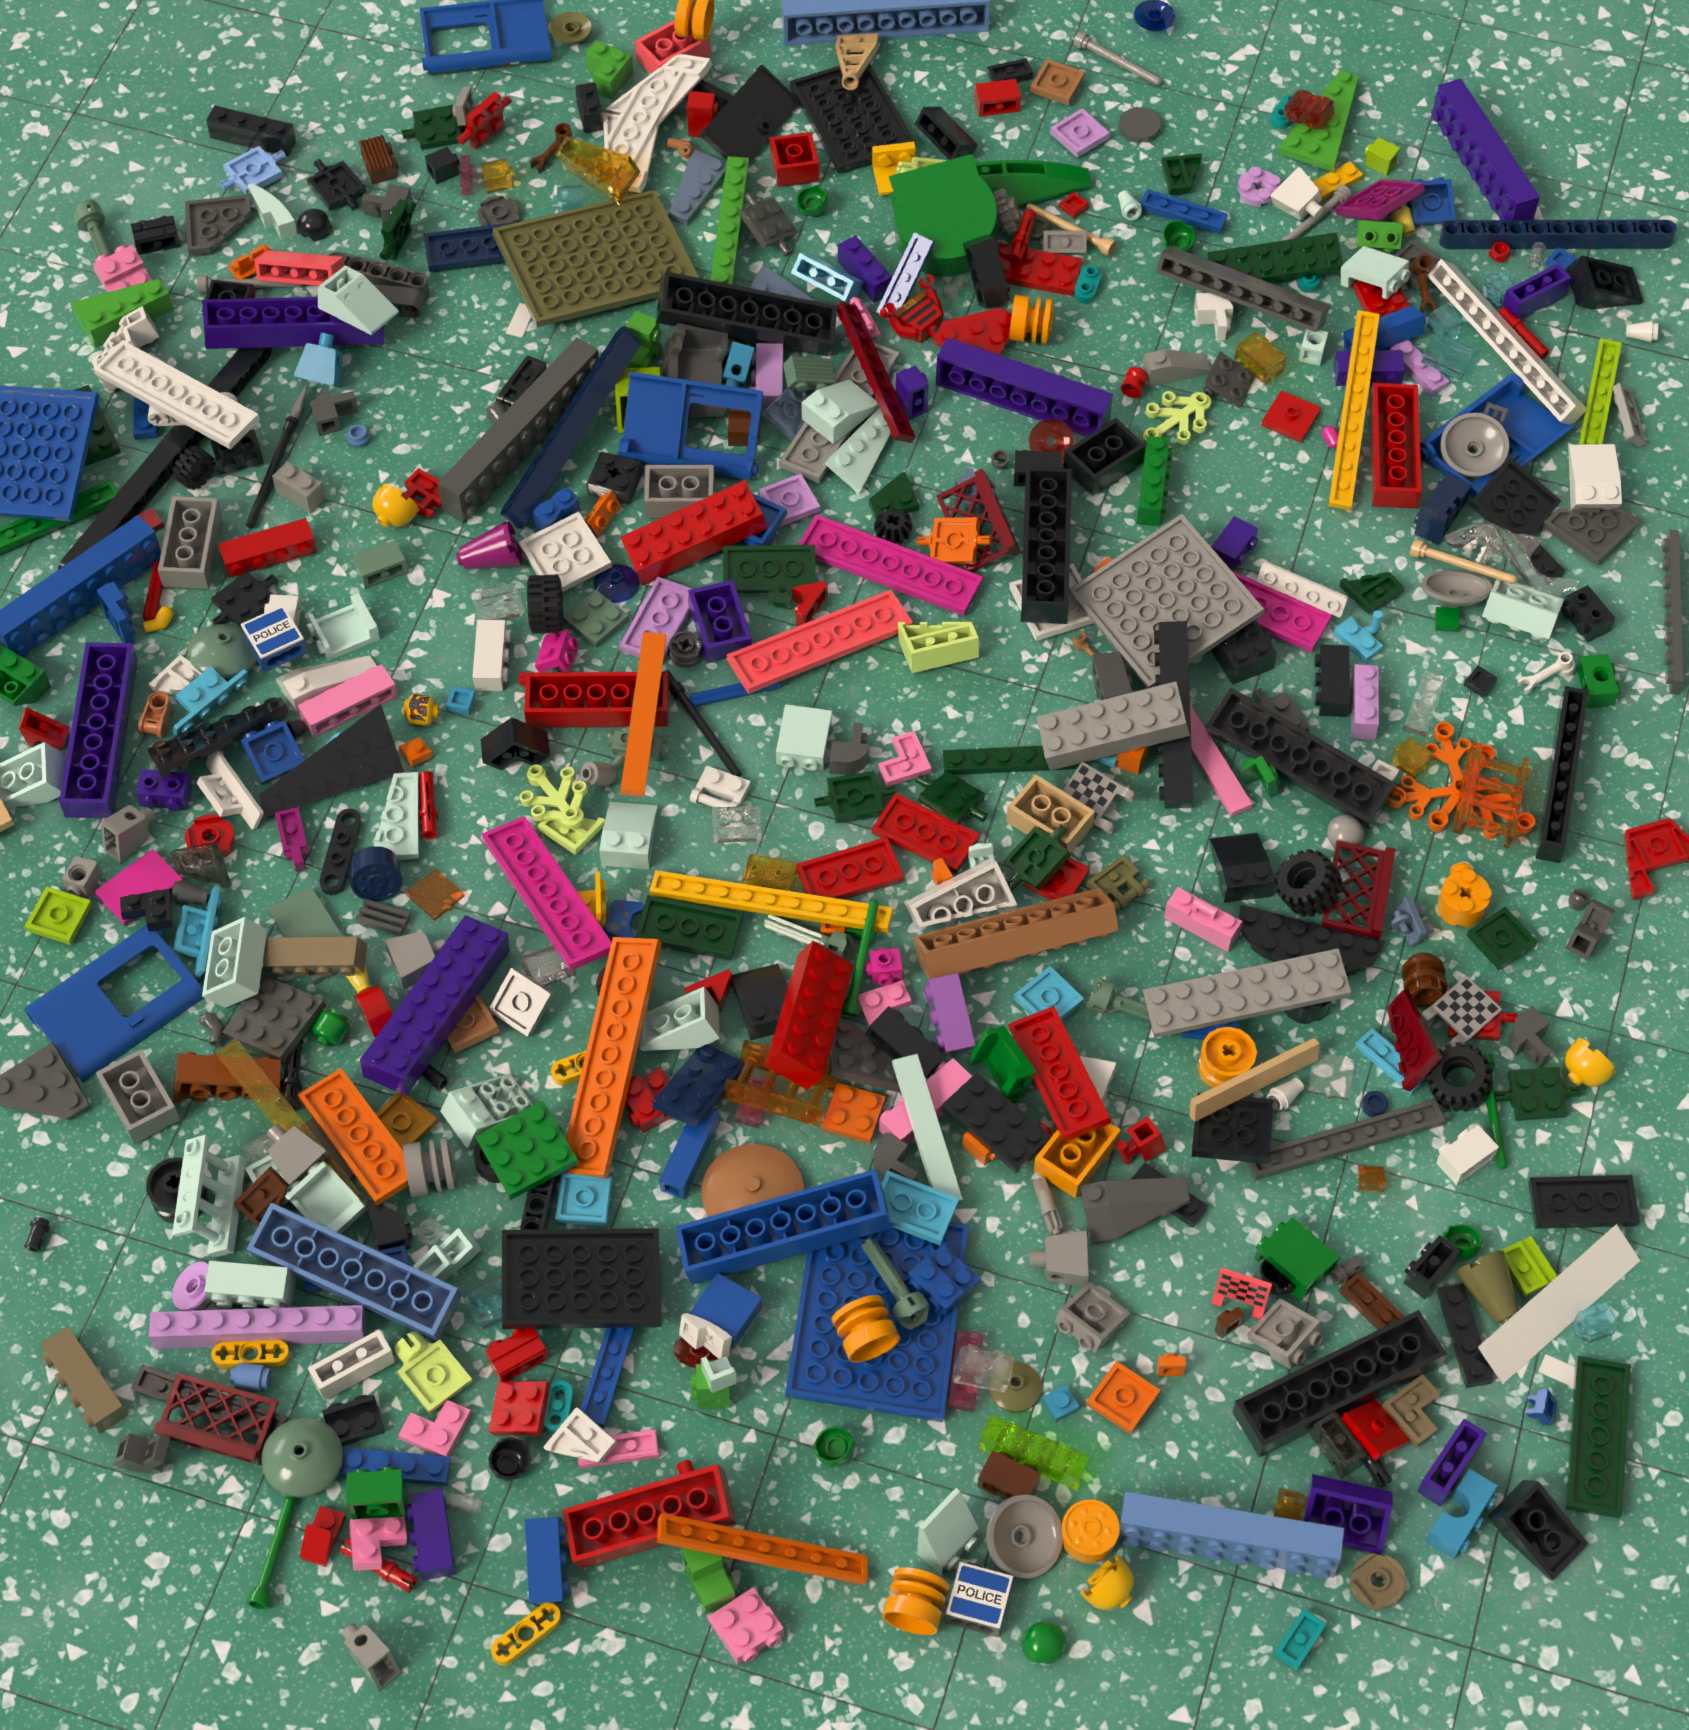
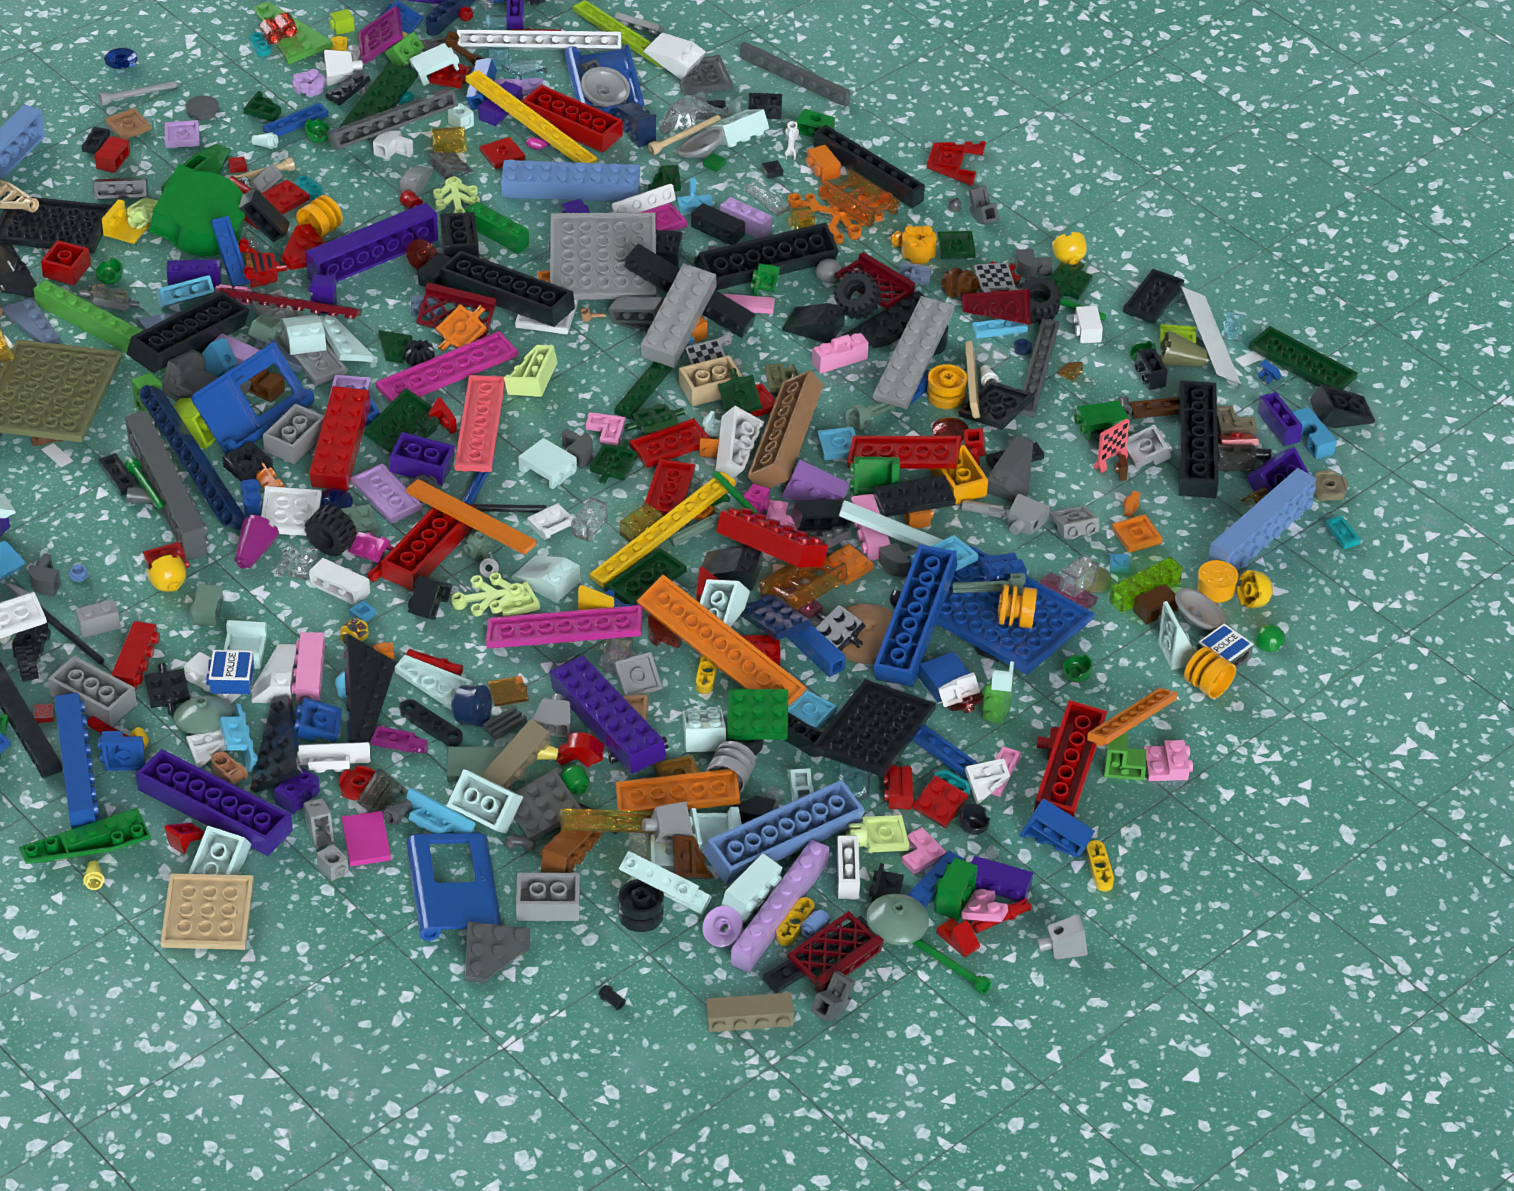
camera: 60 degrees left, 15 degrees down
(58, 915) = (353, 888): lime plate -> none
(153, 905) = (395, 828): black plate -> none
(725, 1160) = (840, 627): none -> plate
(1001, 456) = (410, 282): dark grey hinge -> none
(1167, 1111) = (949, 427): none -> clear red dish
(1275, 224) = (348, 88): none -> black plate
(1289, 504) = (569, 180): none -> medium blue brick
(1464, 1335) = (1225, 388): black plate -> none
(1515, 500) = (658, 91): black plate -> none
(1533, 725) = (823, 163): none -> orange brick

